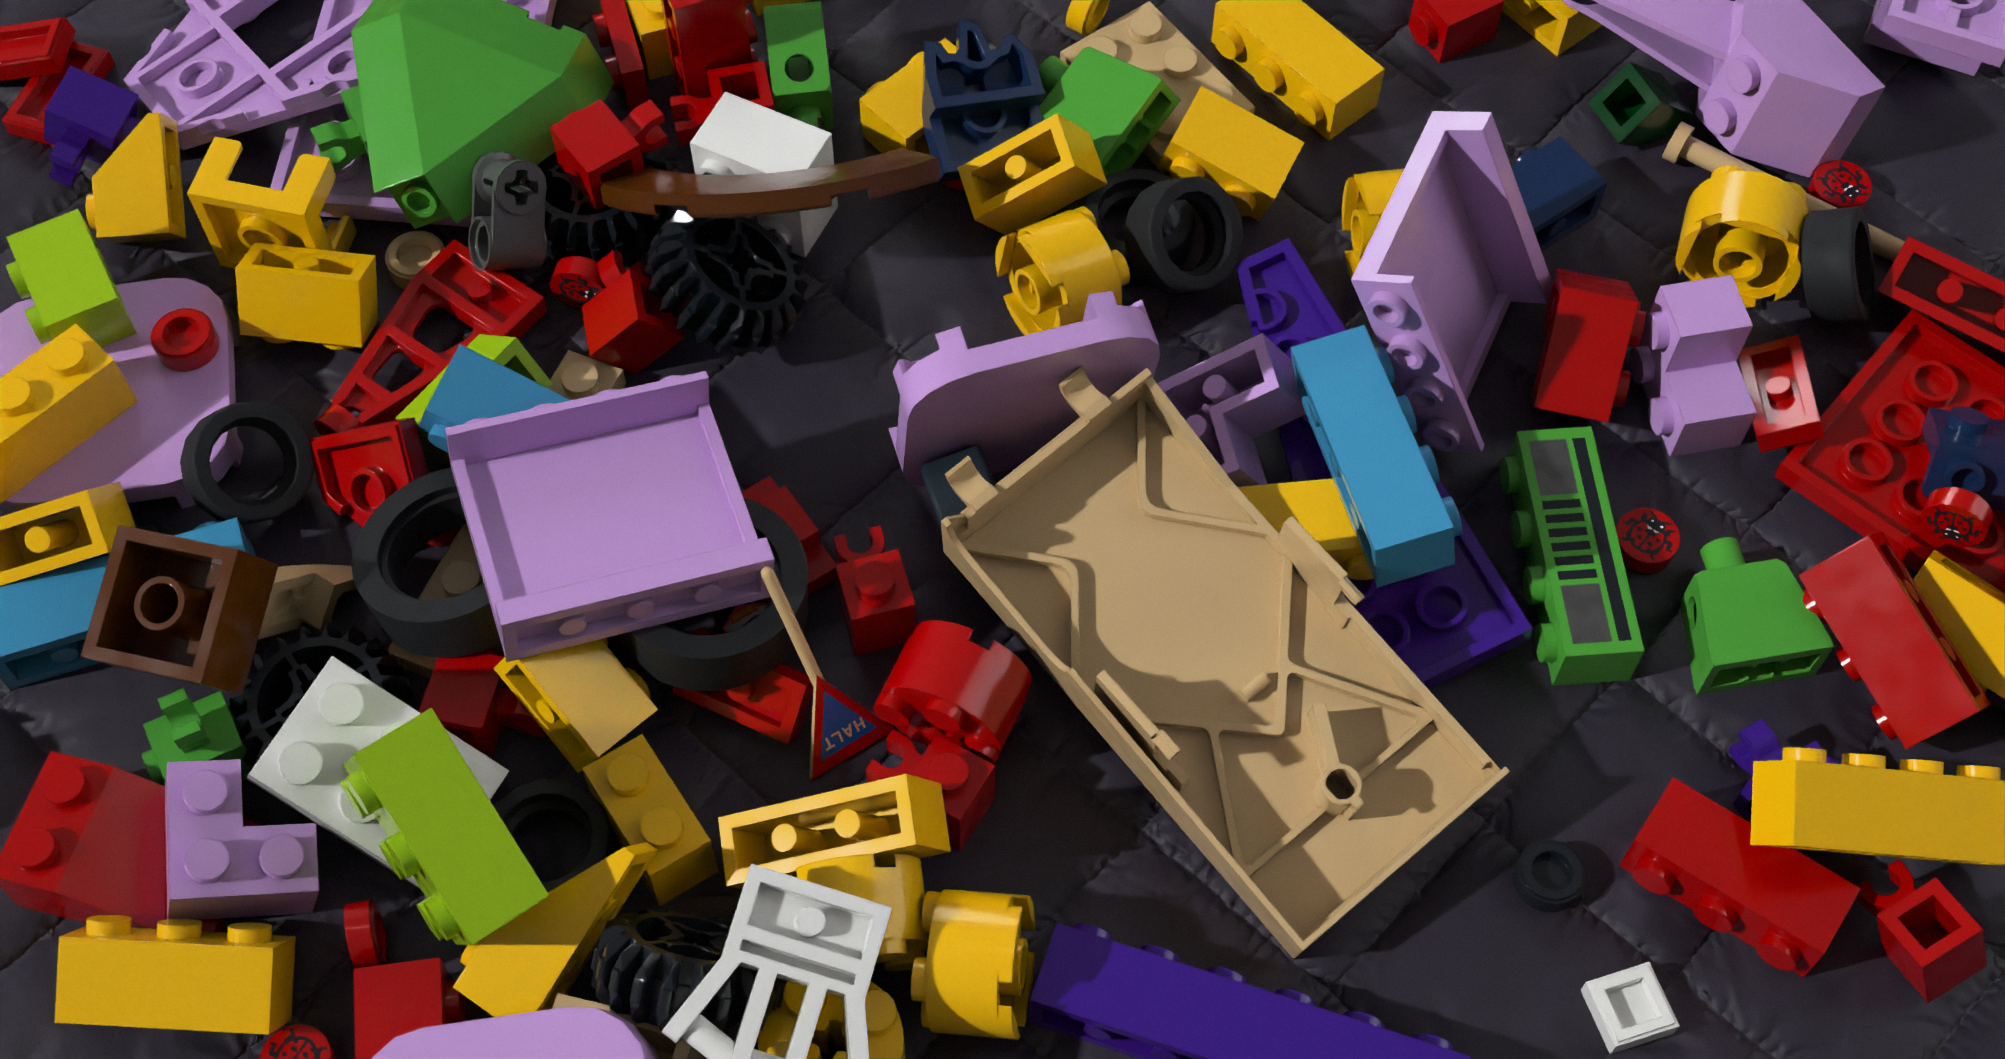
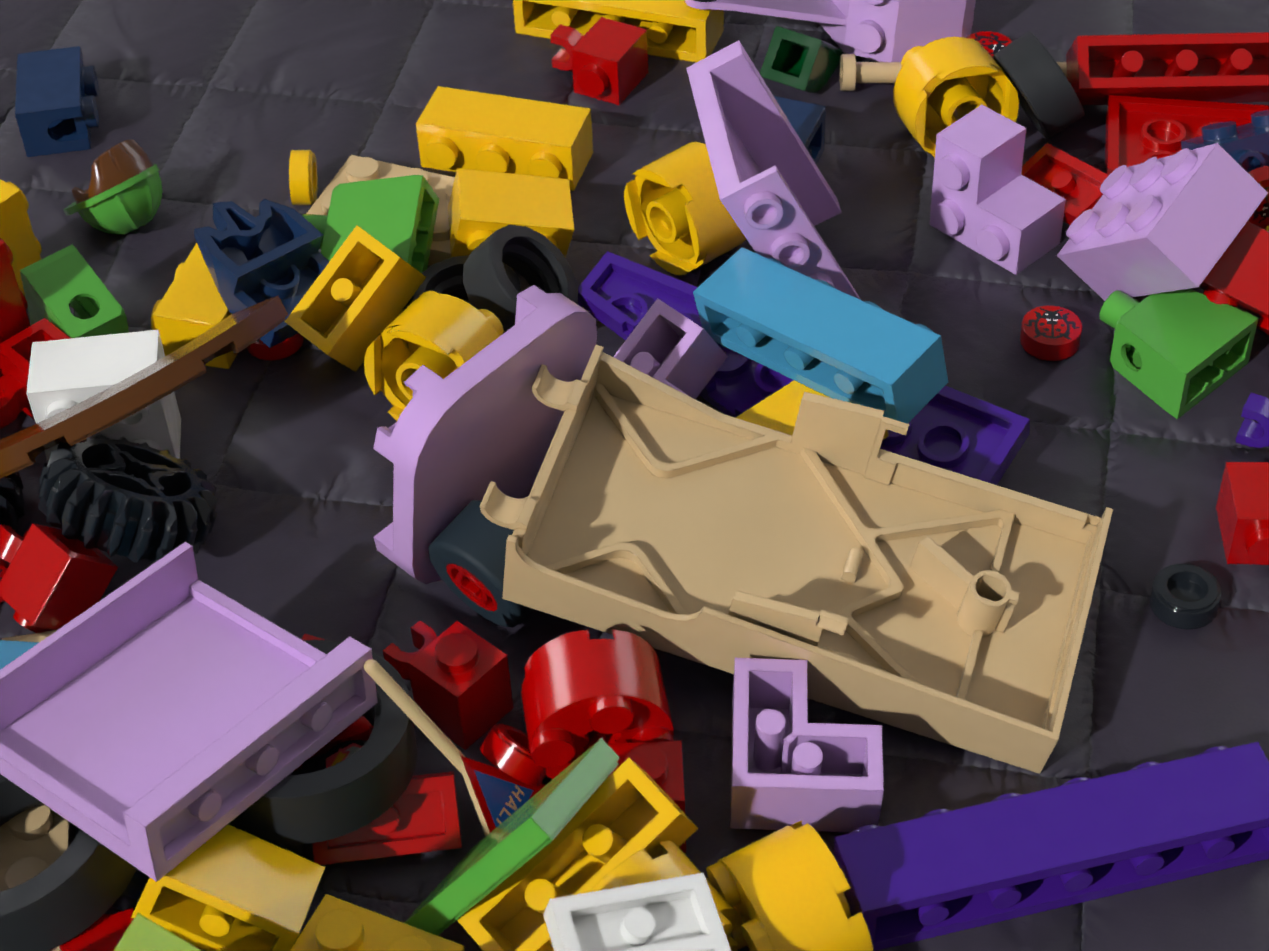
camera: 30 degrees left, 15 degrees down
(794, 781) = (515, 840): none -> bright green tile
(866, 684) = (510, 752): none -> red tile
(1066, 830) = (794, 767): none -> lavender brick
(1571, 557) = (1018, 365): bright green brick -> none
(1585, 345) = (901, 213): red brick -> none
(1801, 502) = (1162, 223): none -> lavender brick

